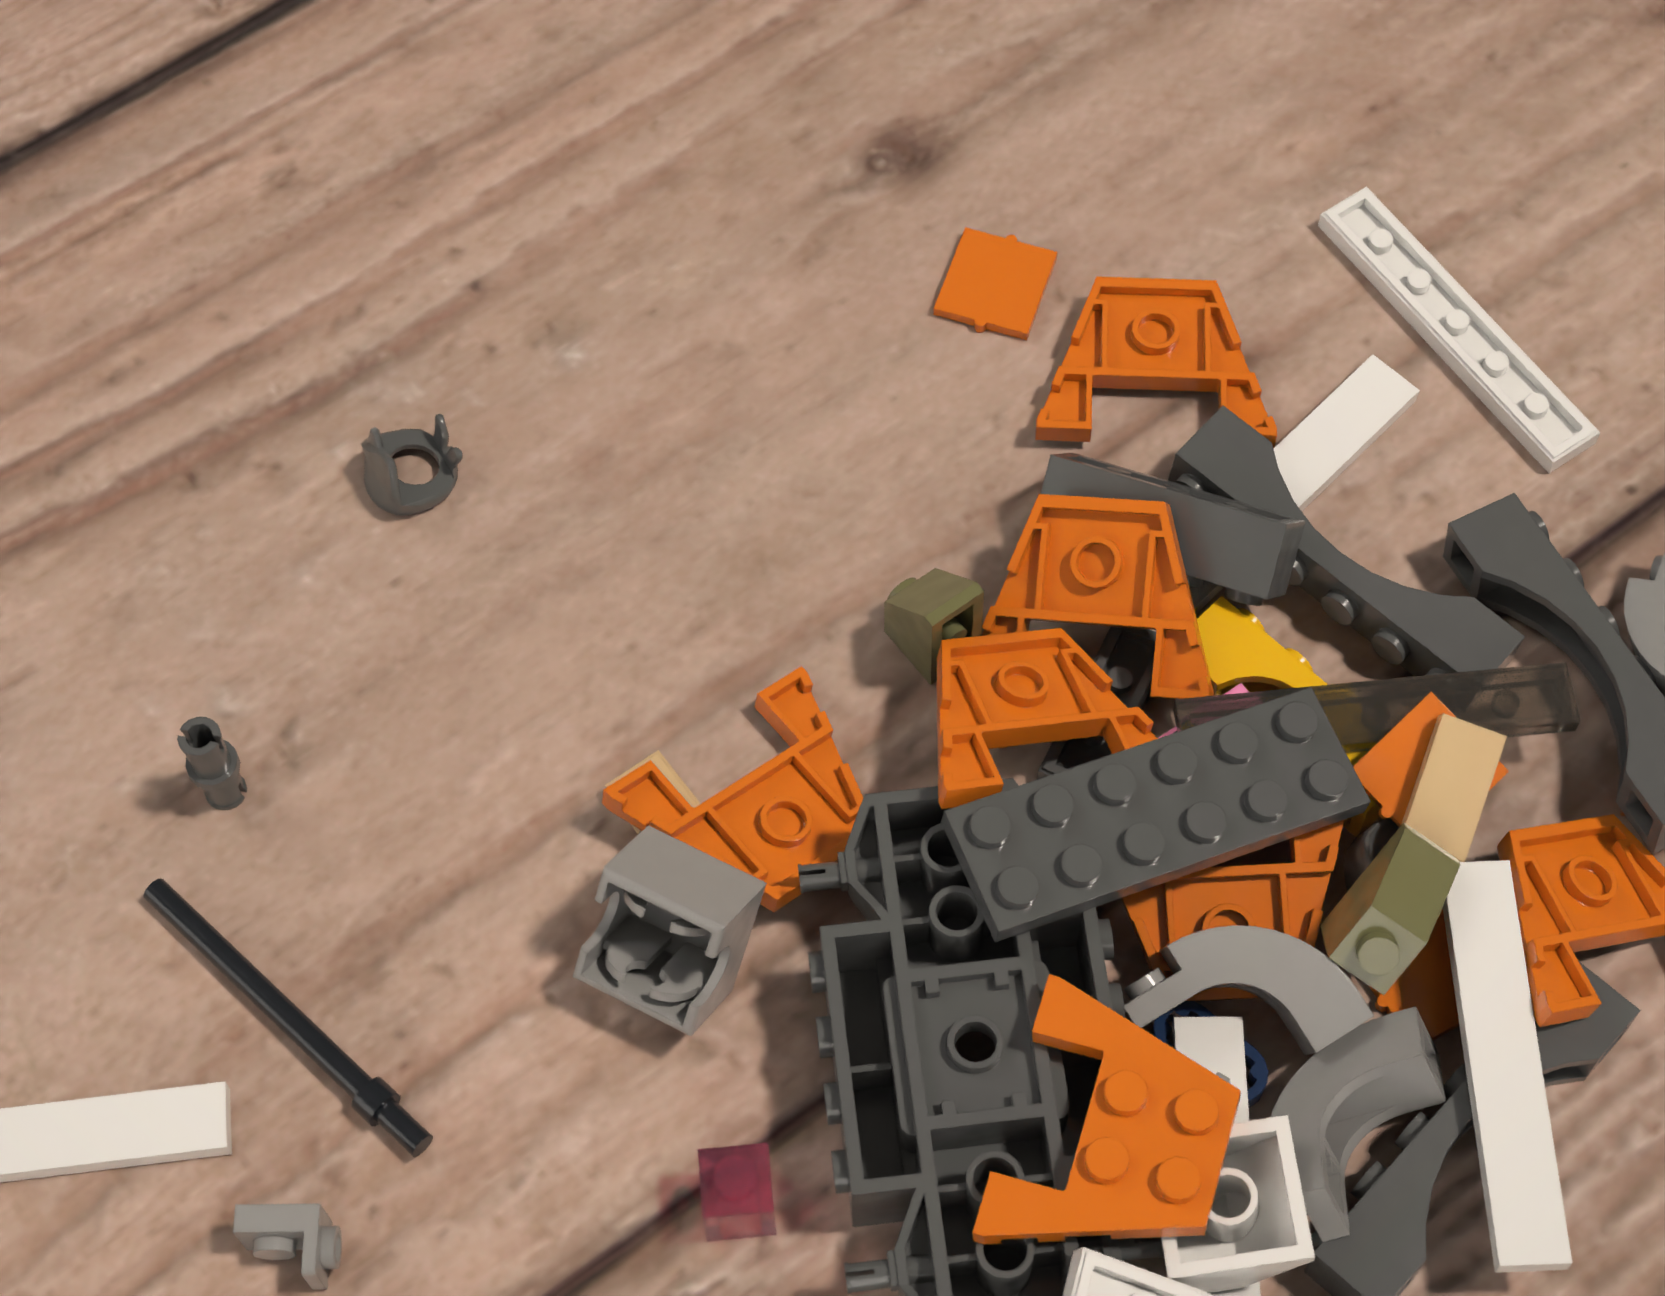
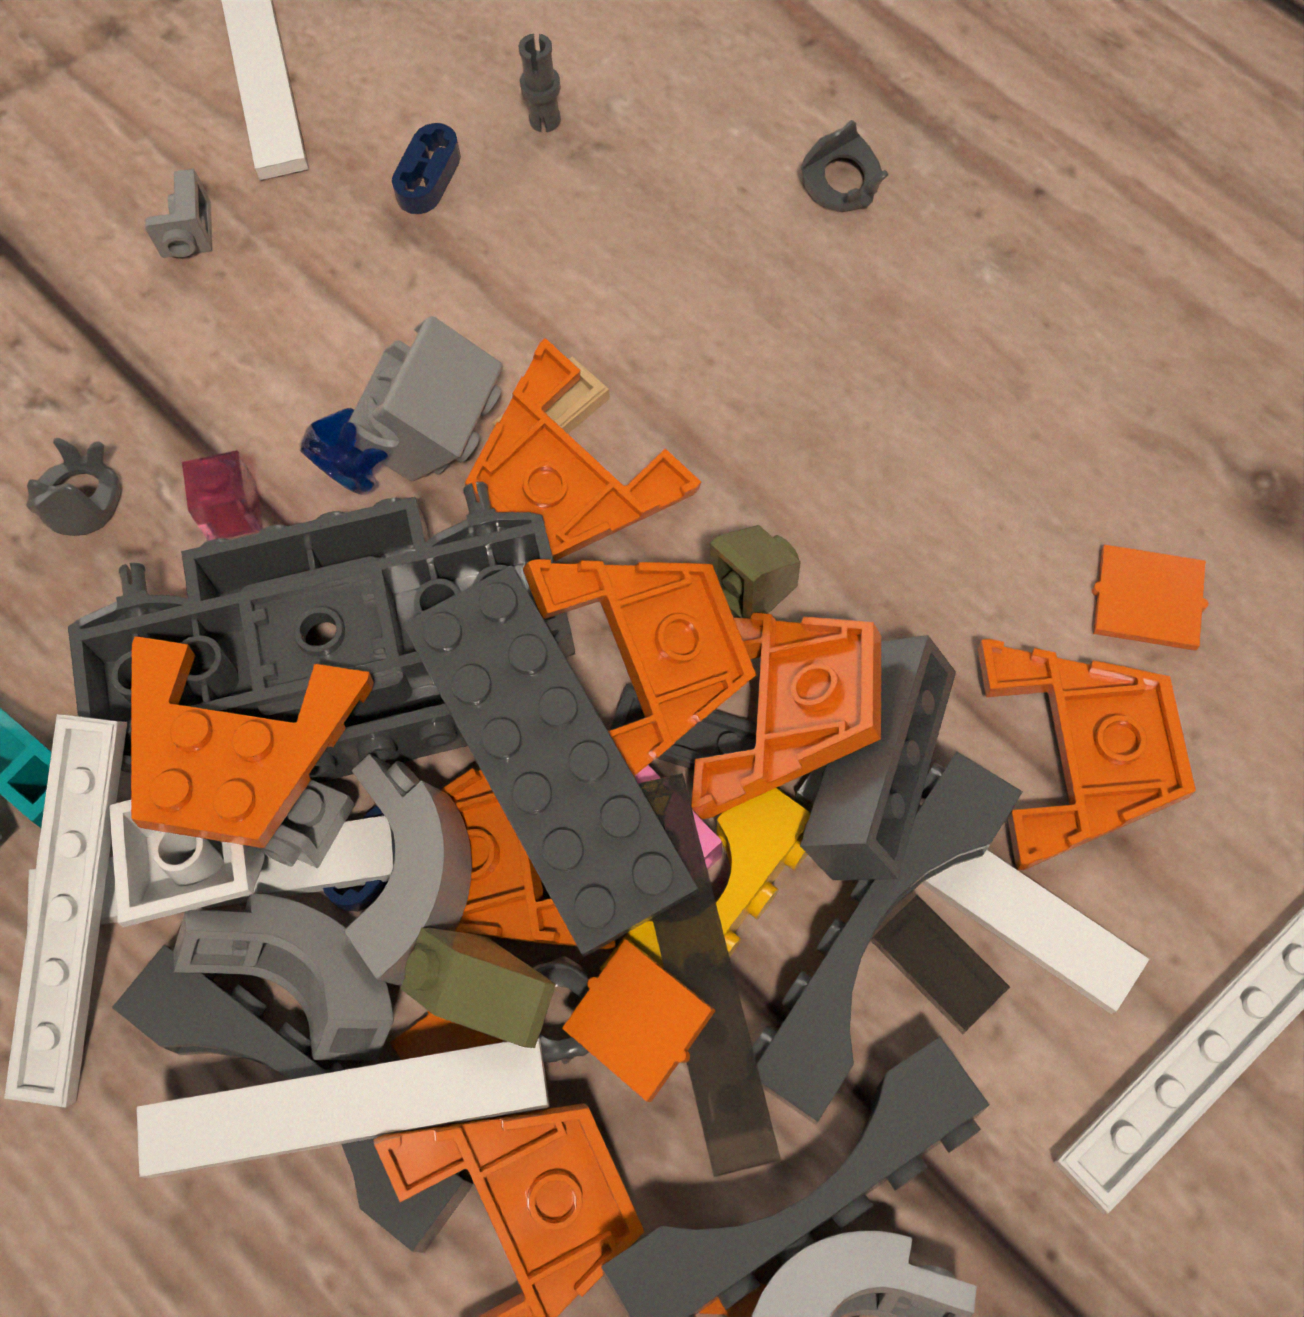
camera: 85 degrees right, 5 degrees up
(284, 919) = (417, 166): none -> dark blue beam
(371, 1097) = (299, 250): black bar -> none
(705, 1055) = (331, 448): none -> clear blue piece
(1374, 520) = (940, 964): none -> clear smoke tile
(1454, 783) = (615, 1040): tan tile -> none

